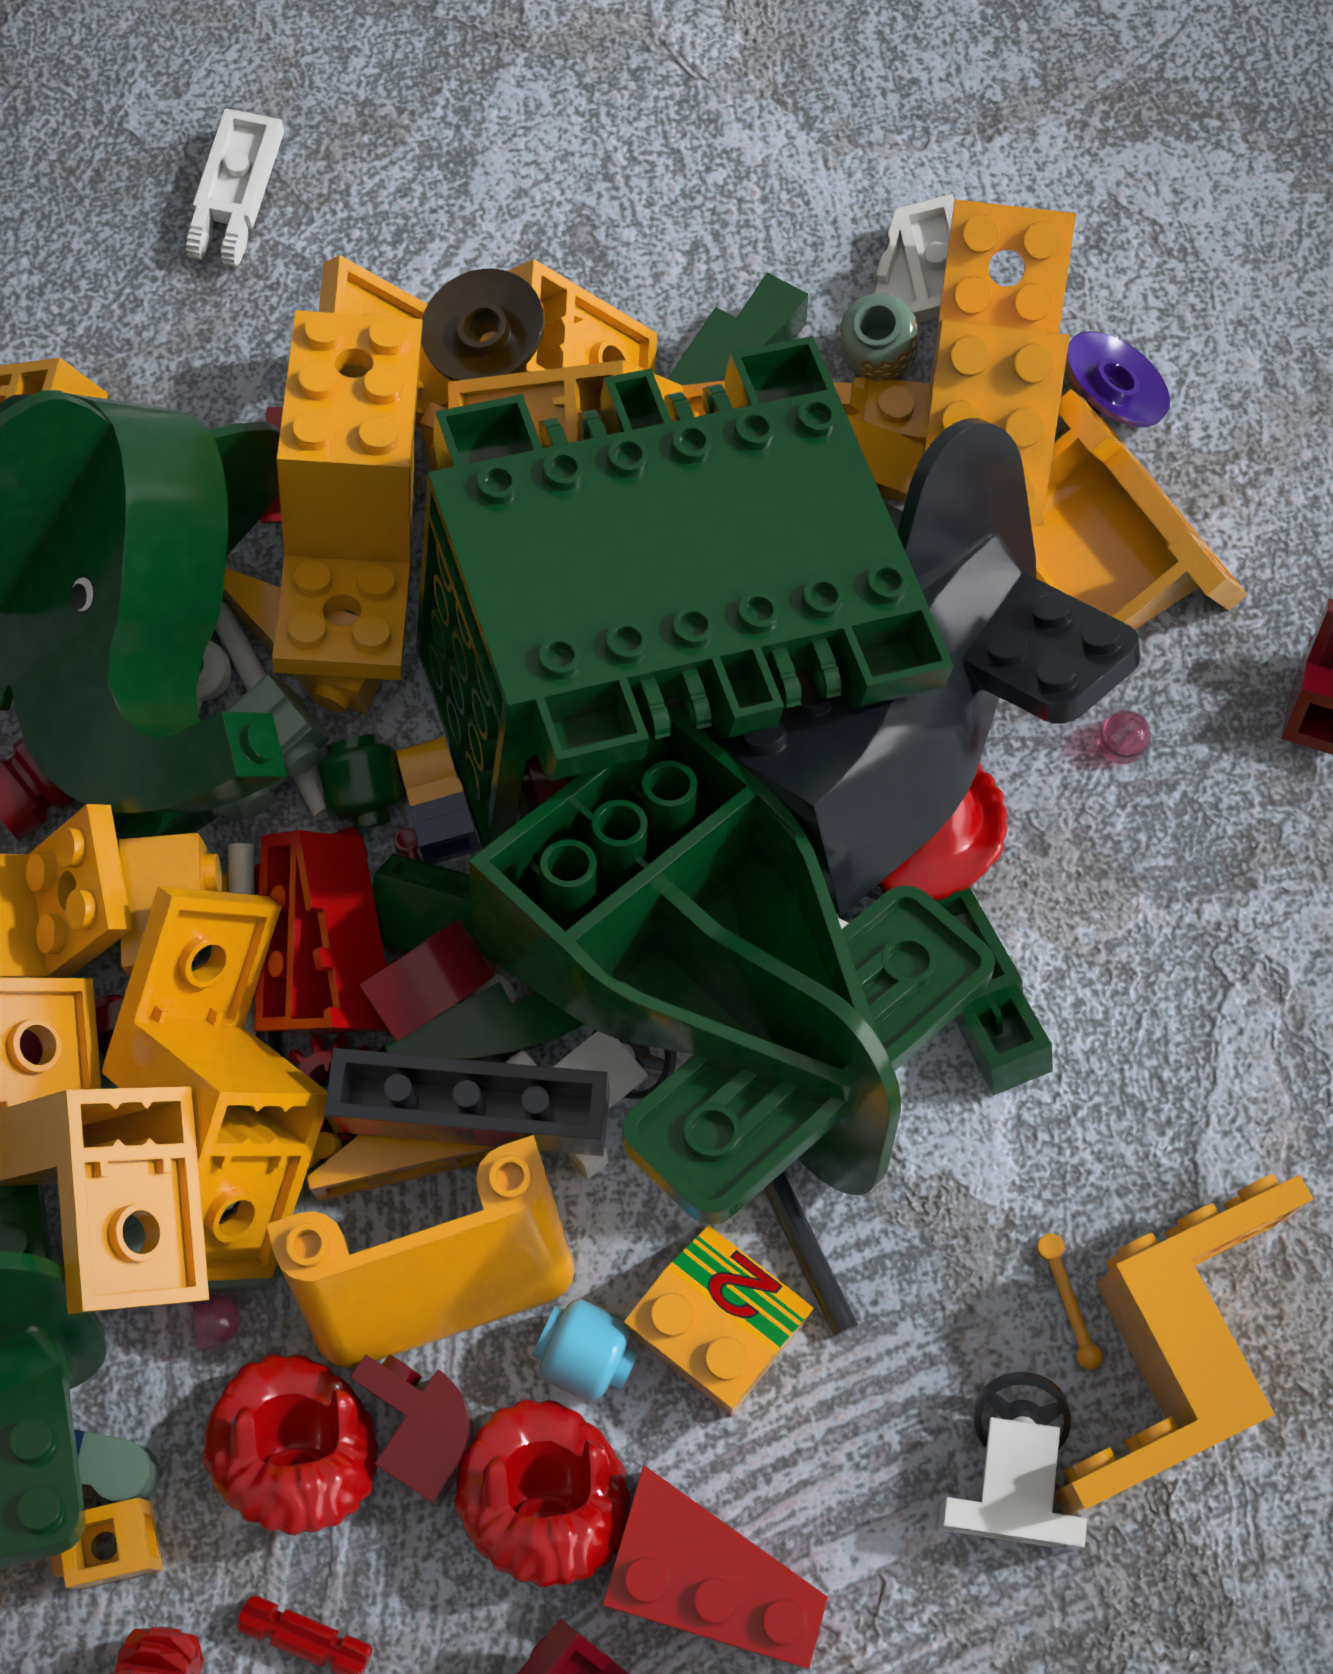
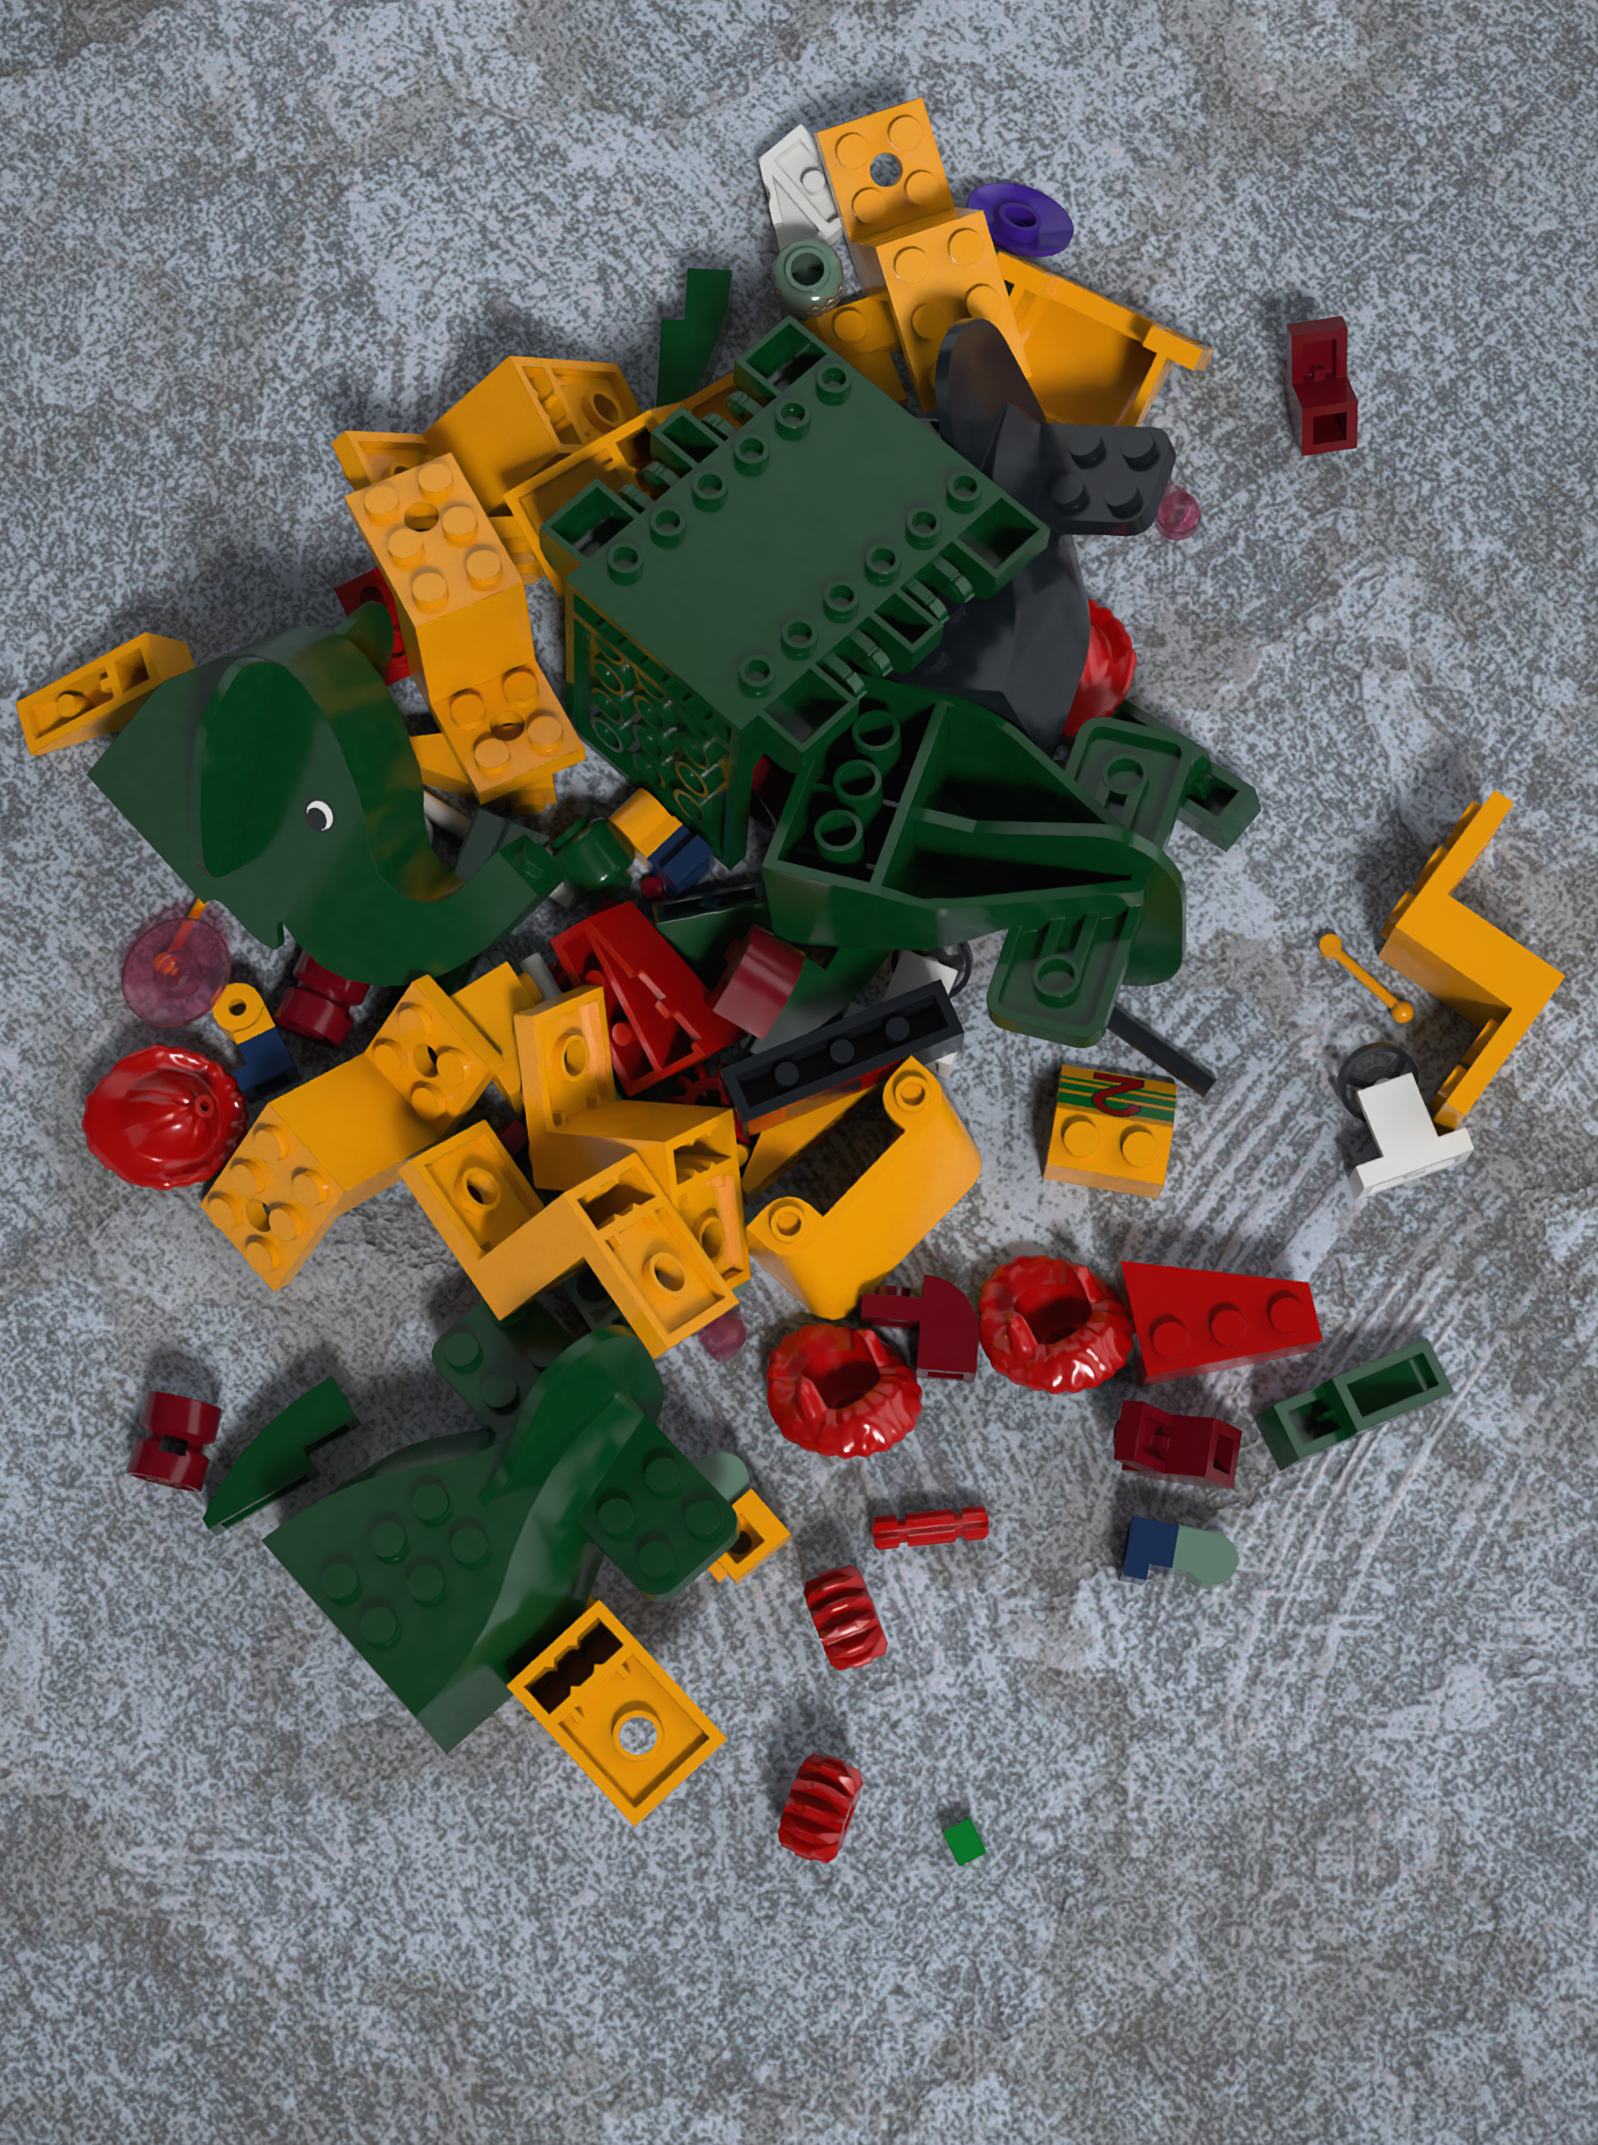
camera: 30 degrees left, 5 degrees up
(234, 183) = (179, 403): white hinge -> none
(477, 305) = (489, 413): dark brown dish -> none
(585, 1350) = (1024, 1204): medium azure head -> none

